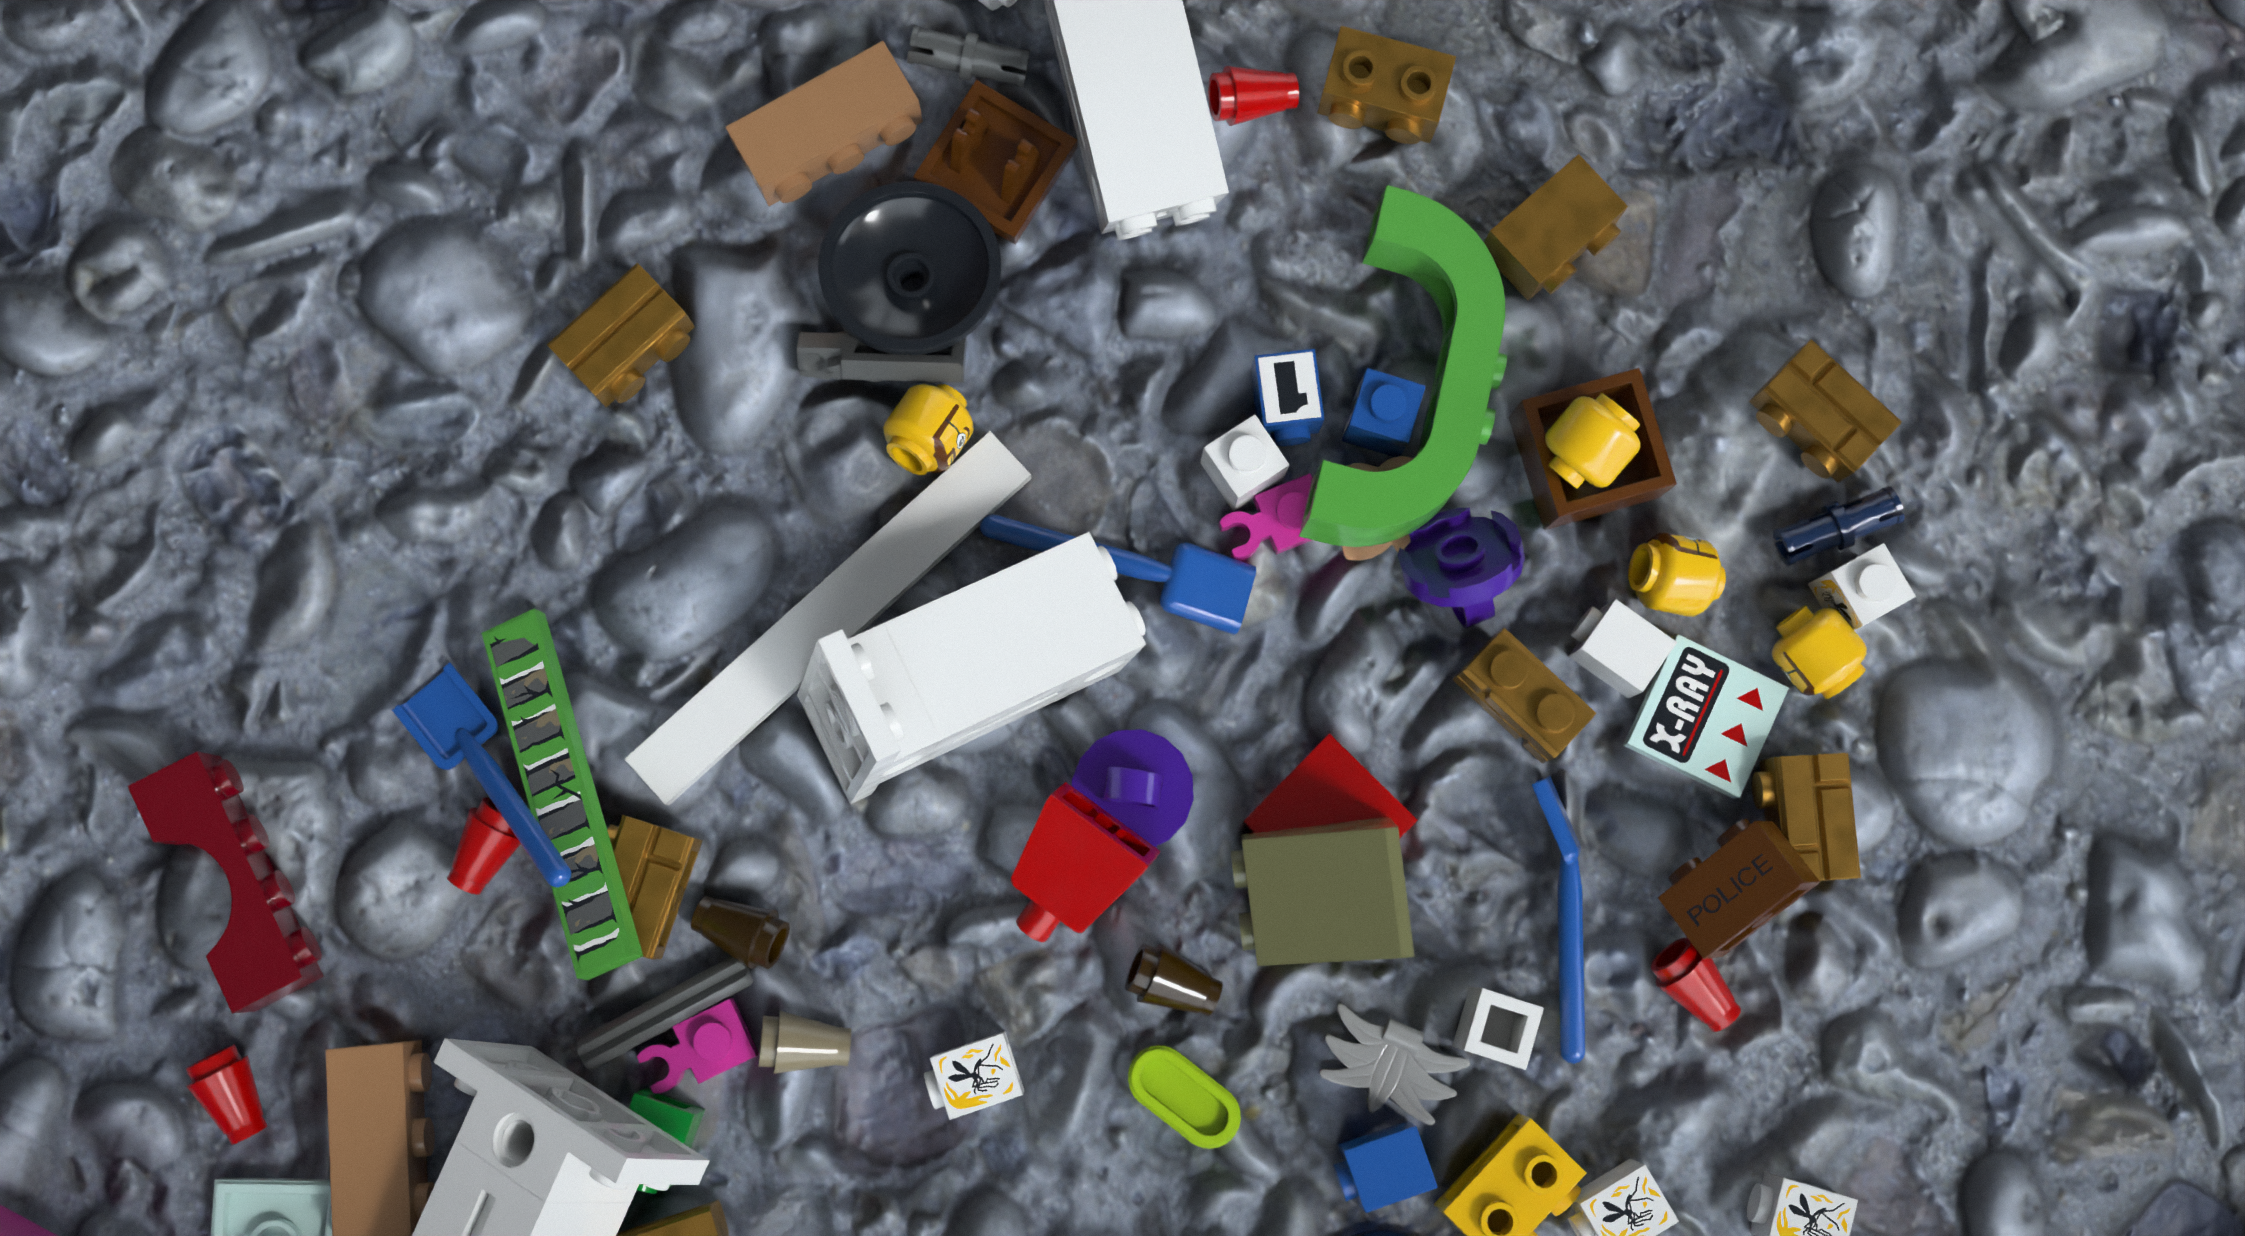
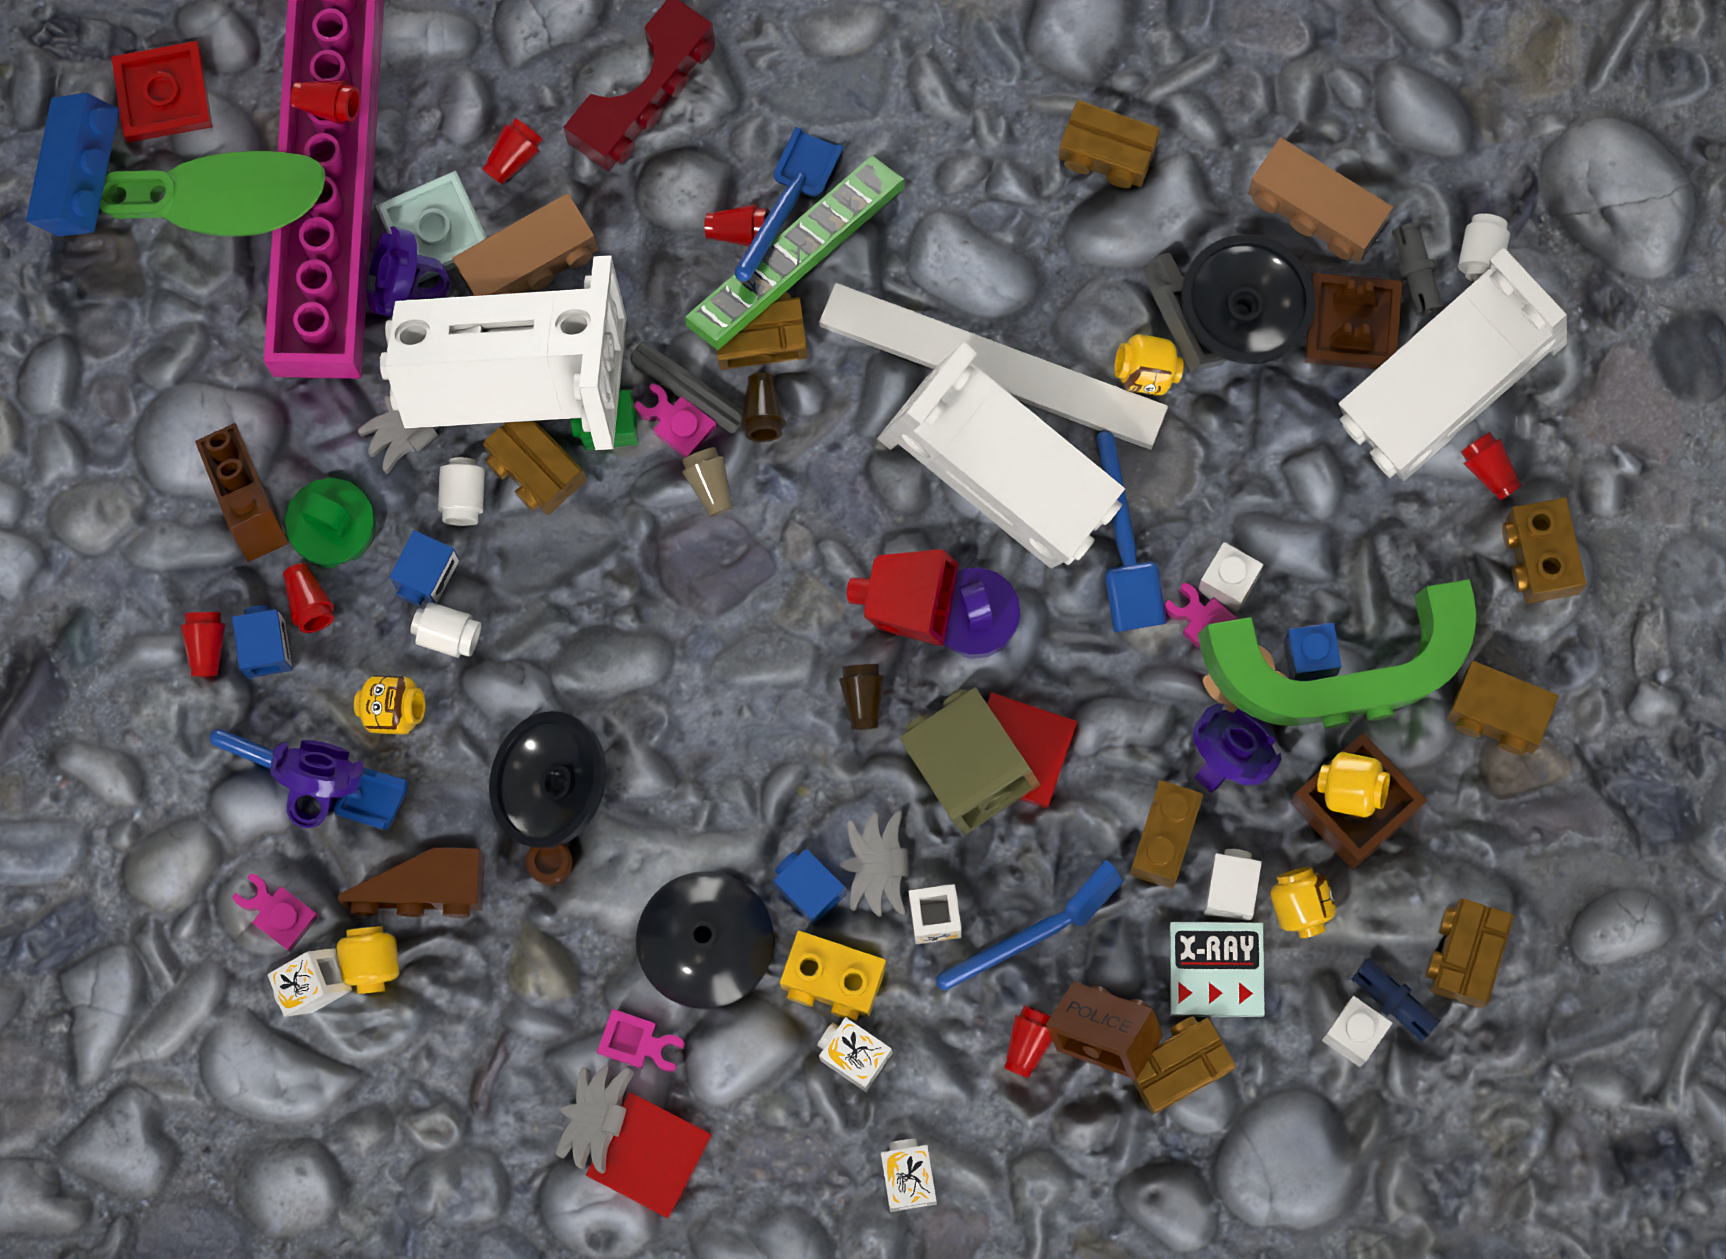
camera: 75 degrees right, 5 degrees down
(974, 1076) = (741, 597): white brick -> none
(1184, 1096) = (792, 739): lime tile -> none
(1288, 395) = (1291, 586): brick -> none
(1819, 651) = (1298, 1020): yellow head -> none

